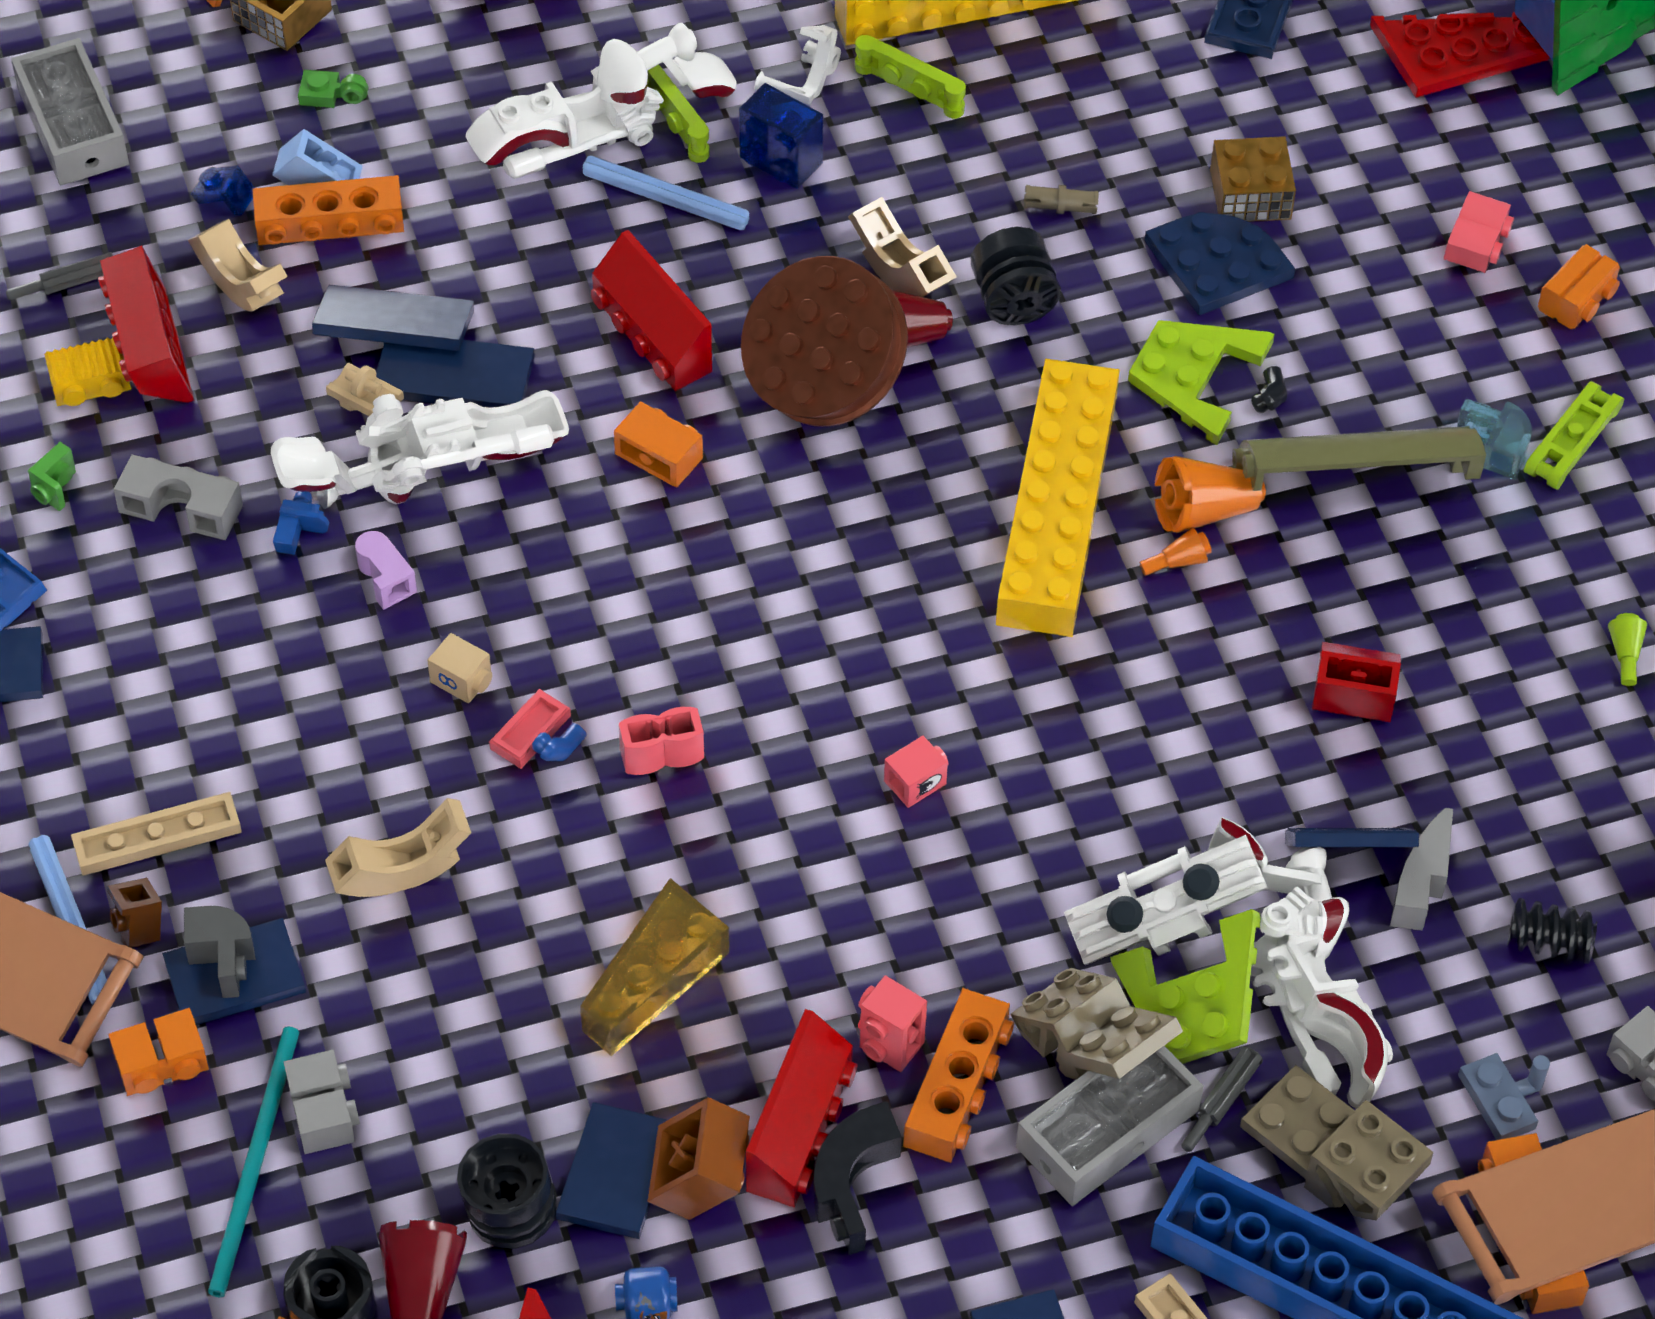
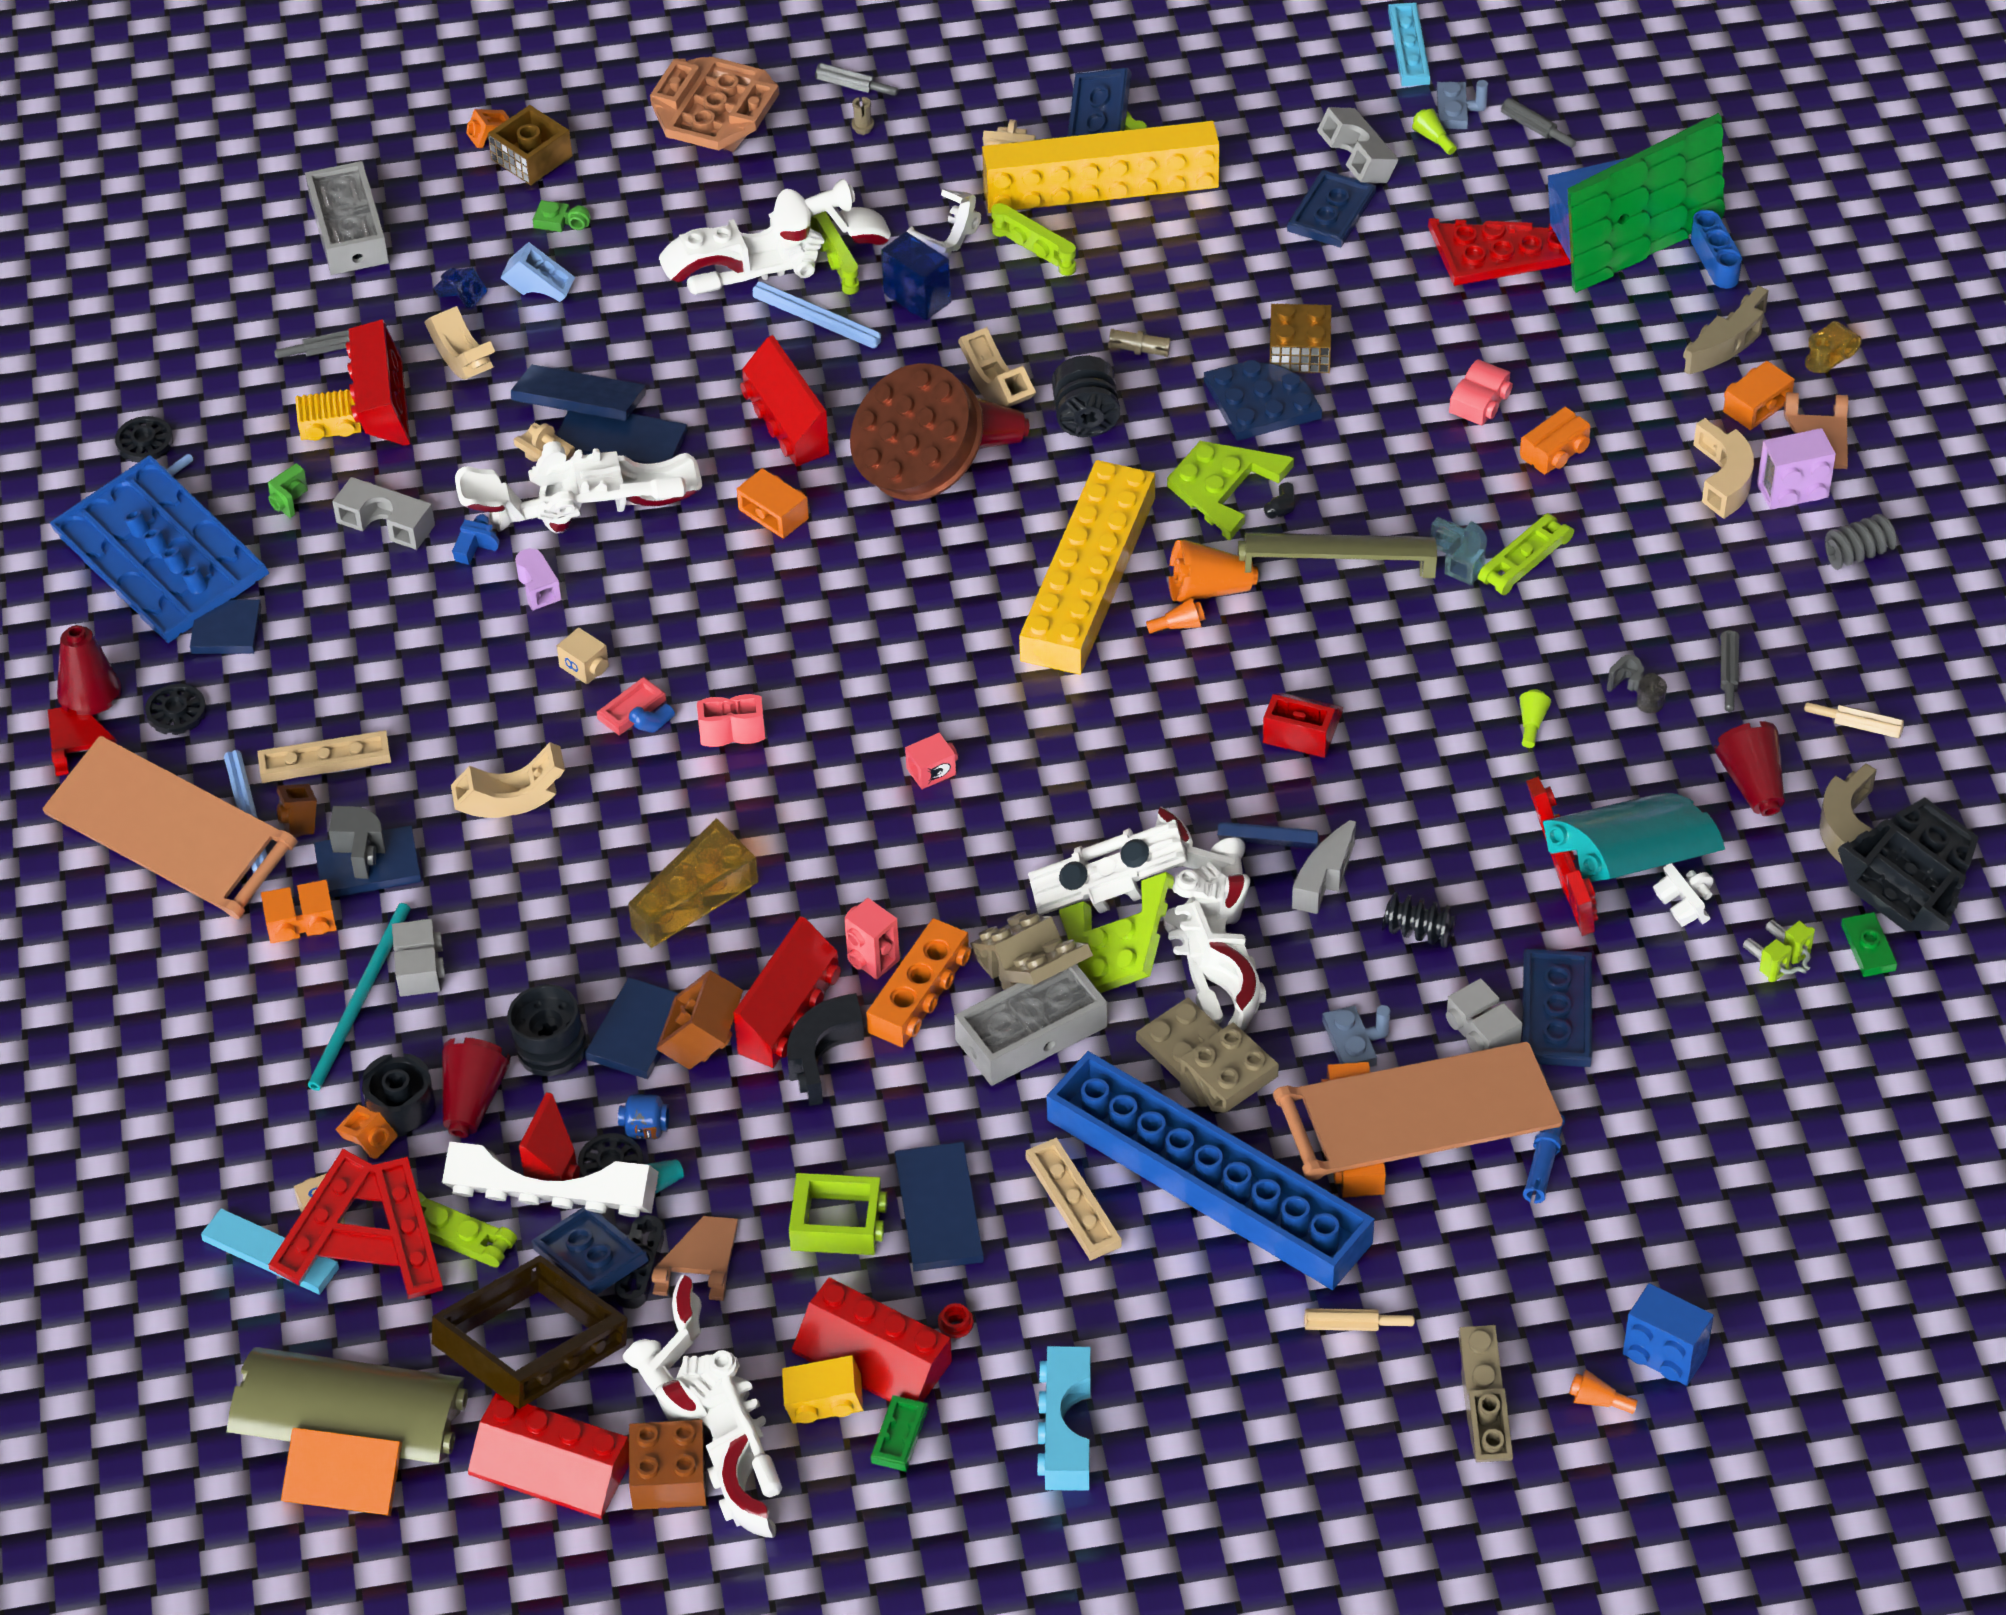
camera: 10 degrees right, 5 degrees down
(328, 210) = (541, 308): orange brick -> none
(1223, 1094) = (1129, 1016): dark grey axle -> none

